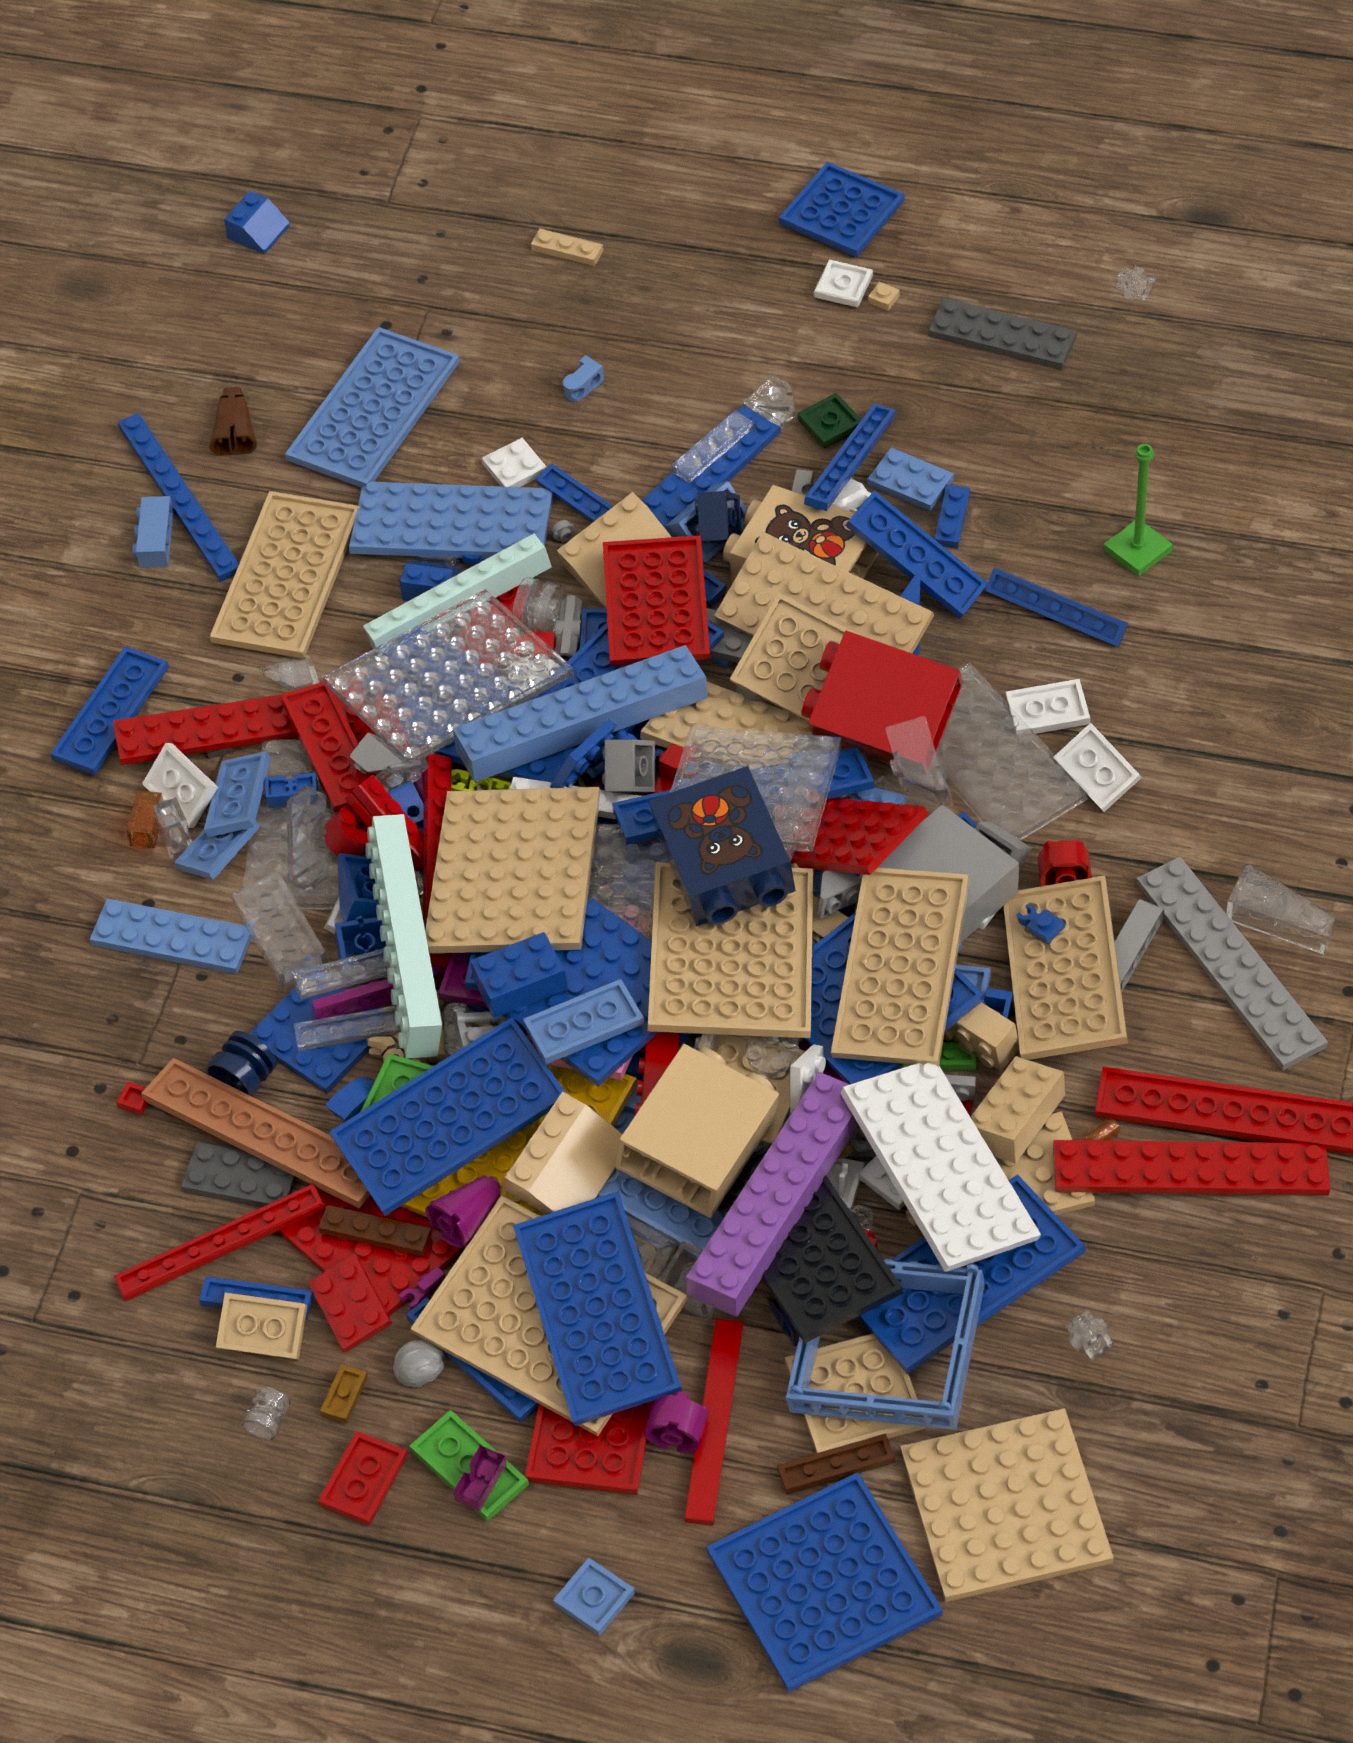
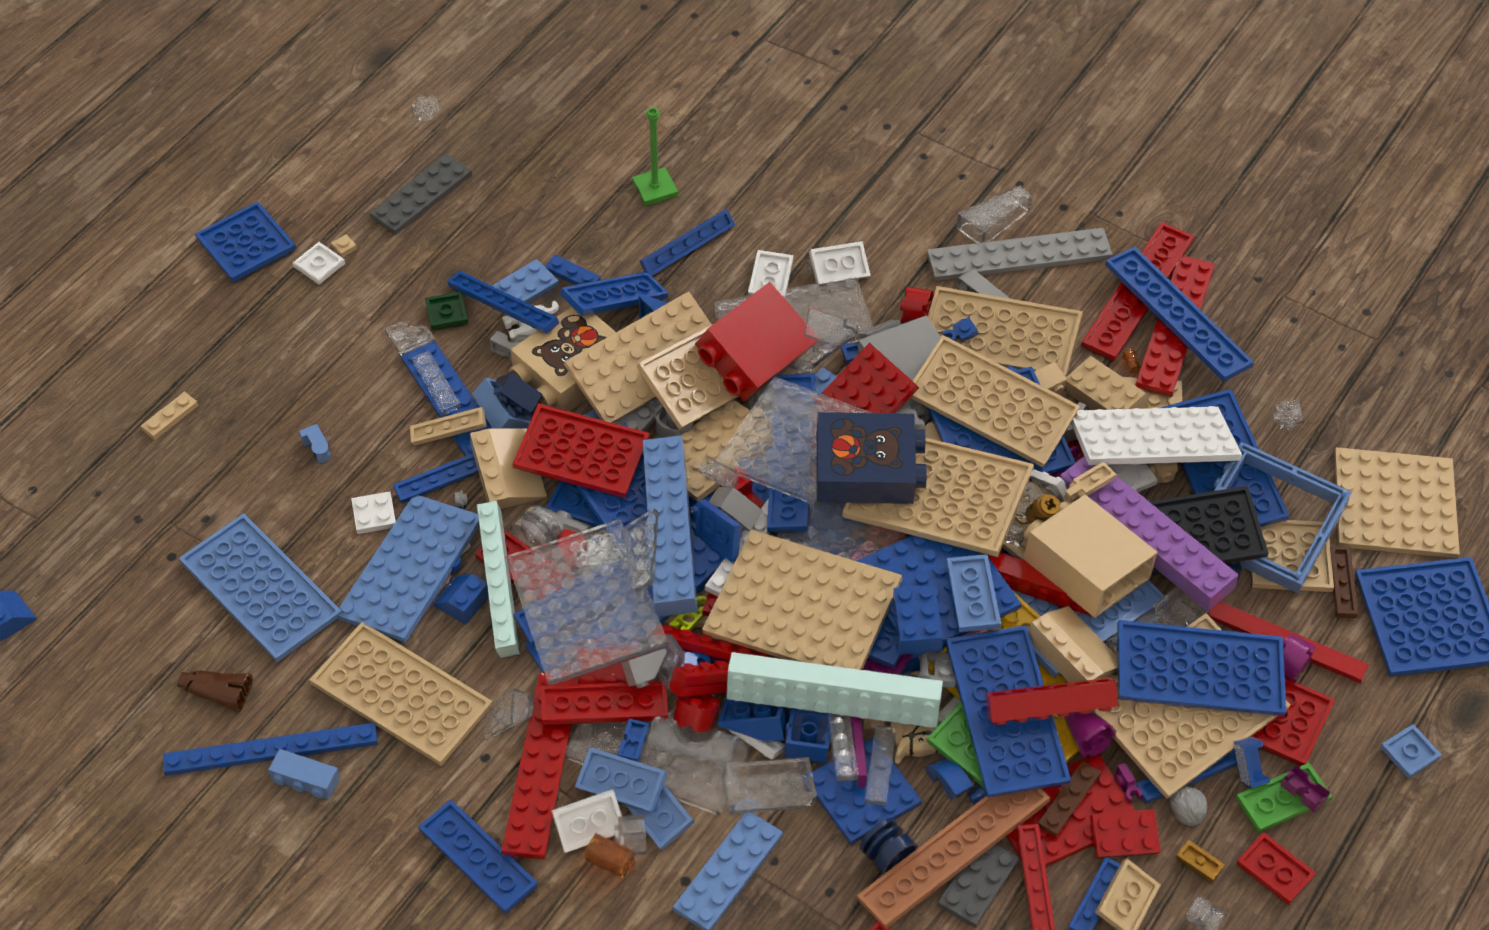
camera: 75 degrees left, 0 degrees up
(463, 1145) = (1051, 700): none -> red brick
(494, 1408) = (1249, 762): none -> blue panel
(521, 692) = (641, 549): none -> clear wing
(652, 479) = (447, 426): none -> tan plate
(663, 740) = (718, 473): none -> clear hinge
(743, 1058) = (1042, 509): none -> pearl gold piece
(807, 1097) = (1090, 481): none -> tan hinge
(1194, 1156) = (1179, 314): none -> blue plate

